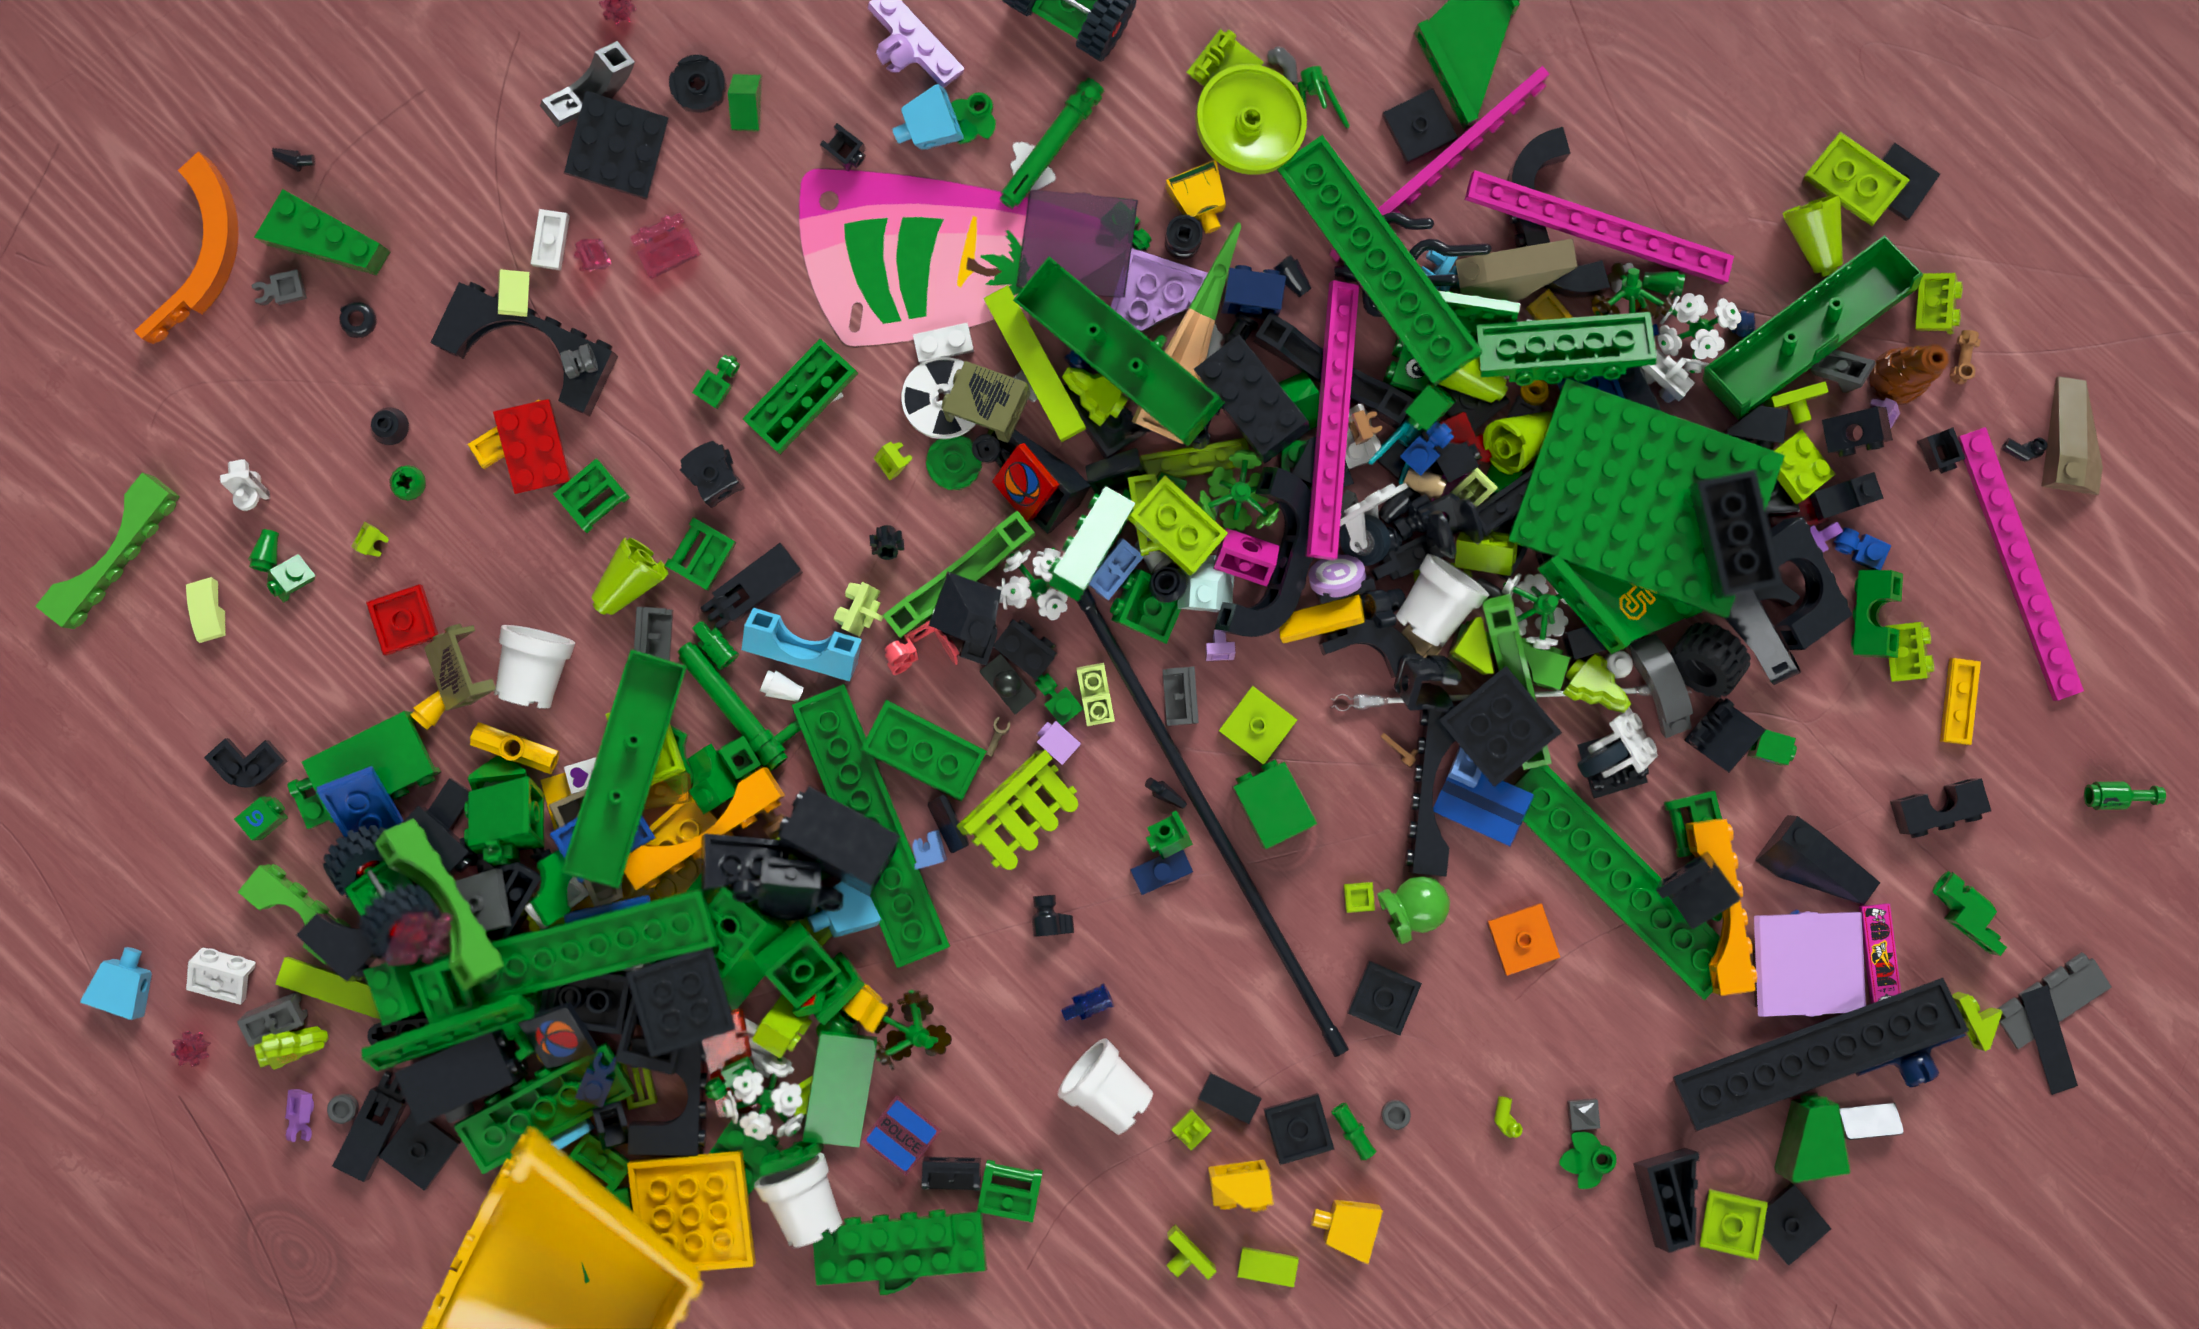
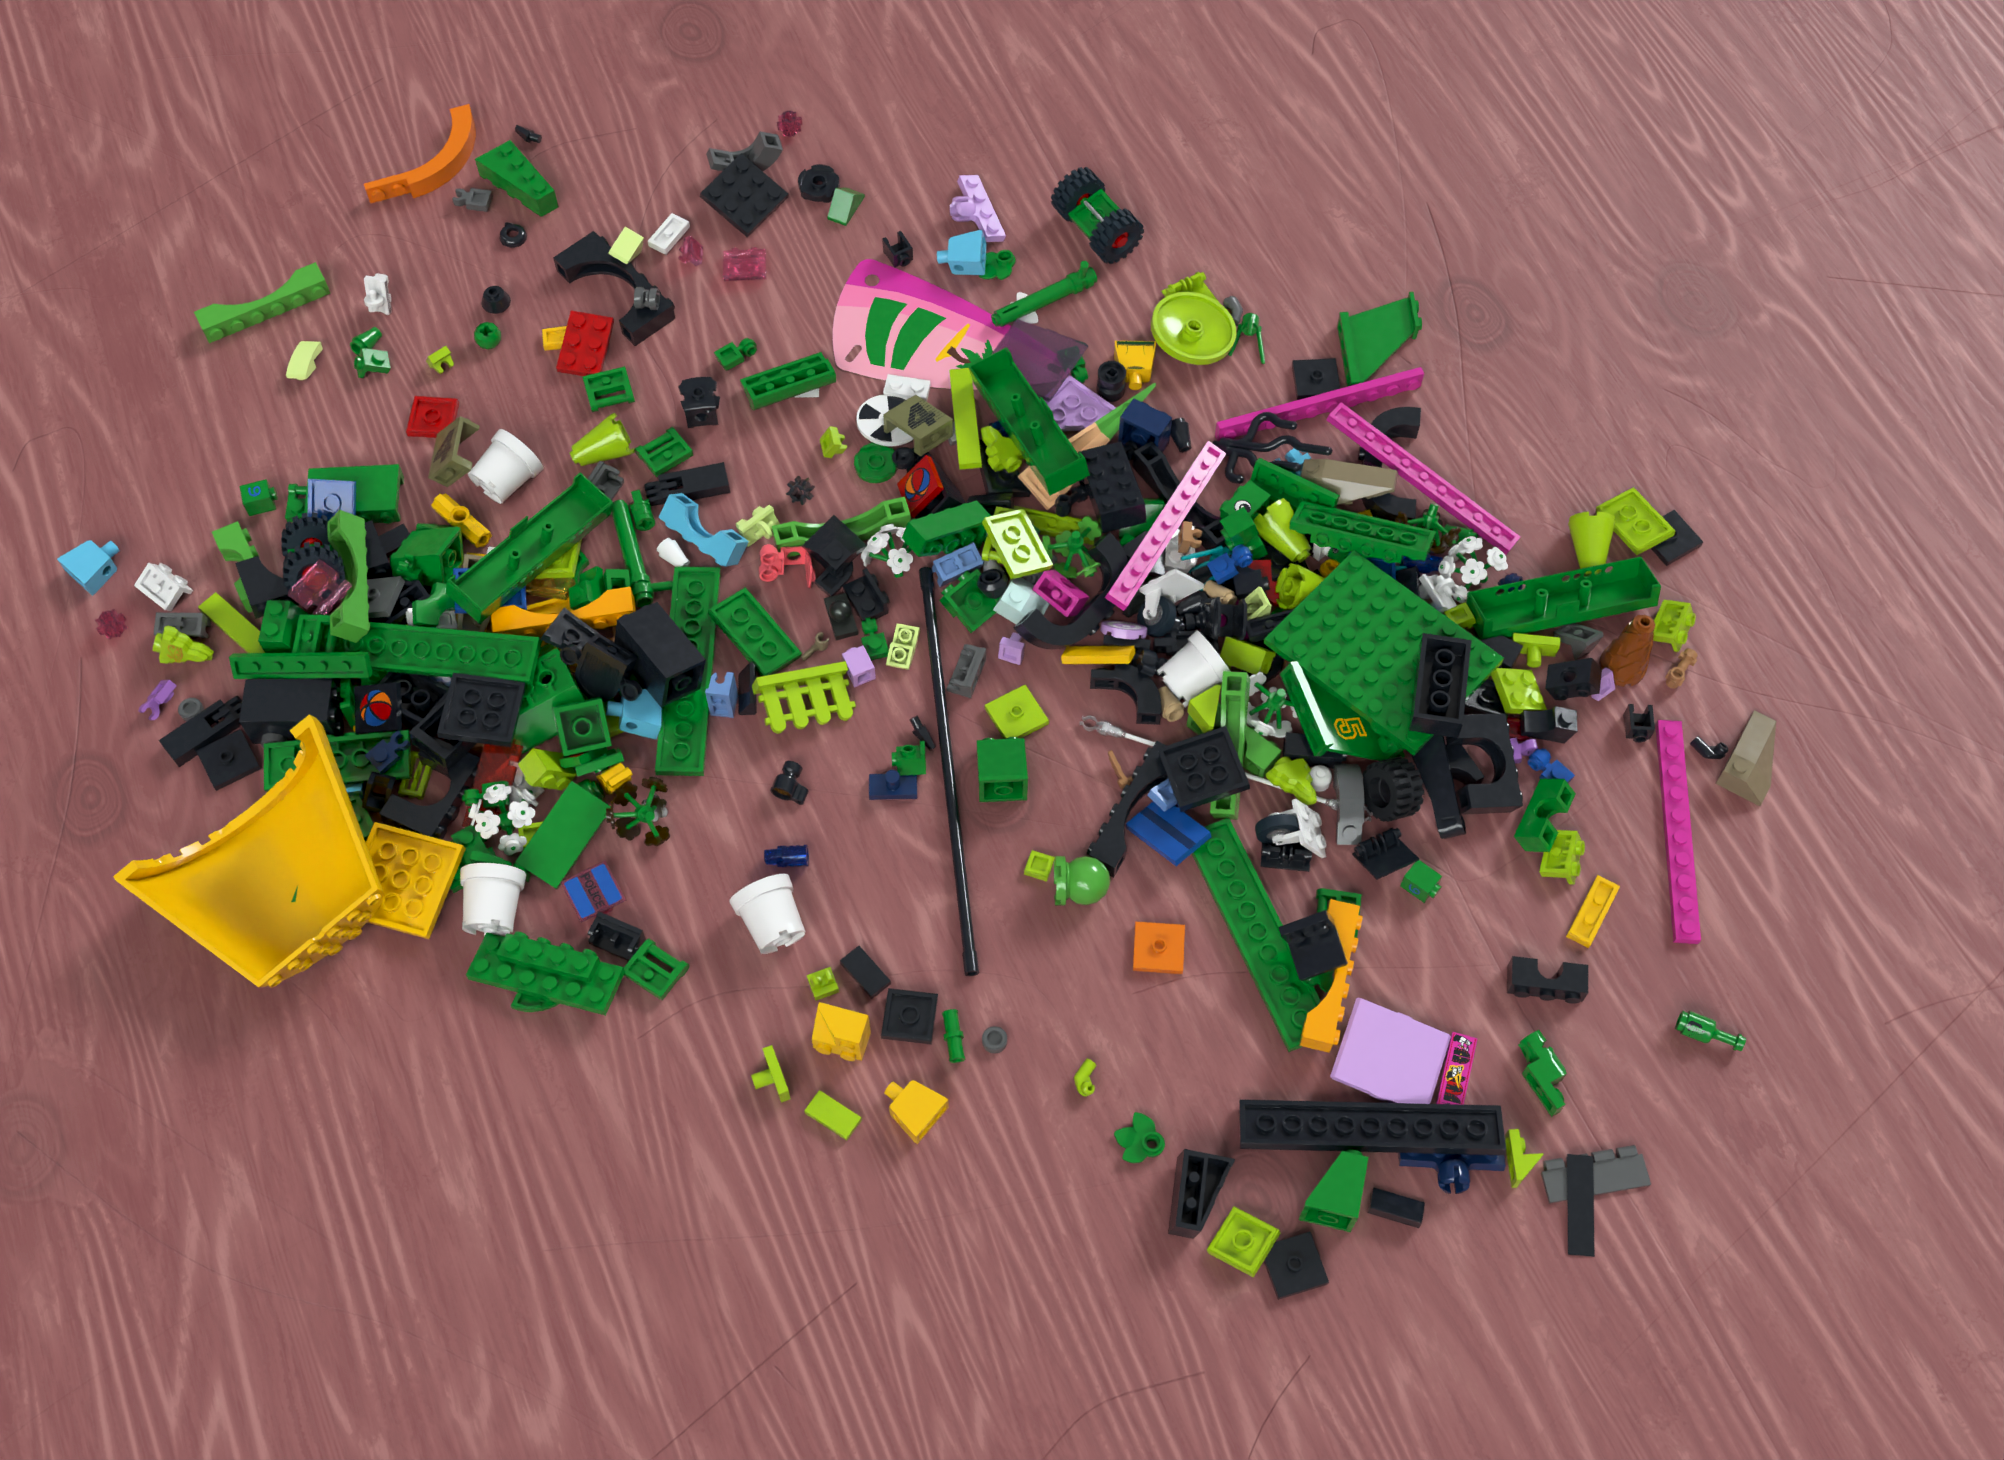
camera: 25 degrees right, 25 degrees down
(243, 770) = (269, 466): black plate -> none
(429, 710) = (415, 476): yellow cone -> none
(1379, 261) = (1246, 435): green plate -> none
(1384, 998) = (1025, 945): black plate -> none
(1425, 695) = (1144, 713): black piece -> none
(1584, 1114) = (1151, 1102): dark grey tile -> none
(1703, 398) = (1461, 615): none -> lime tile
(1810, 859) = (1422, 977): black wedge -> none

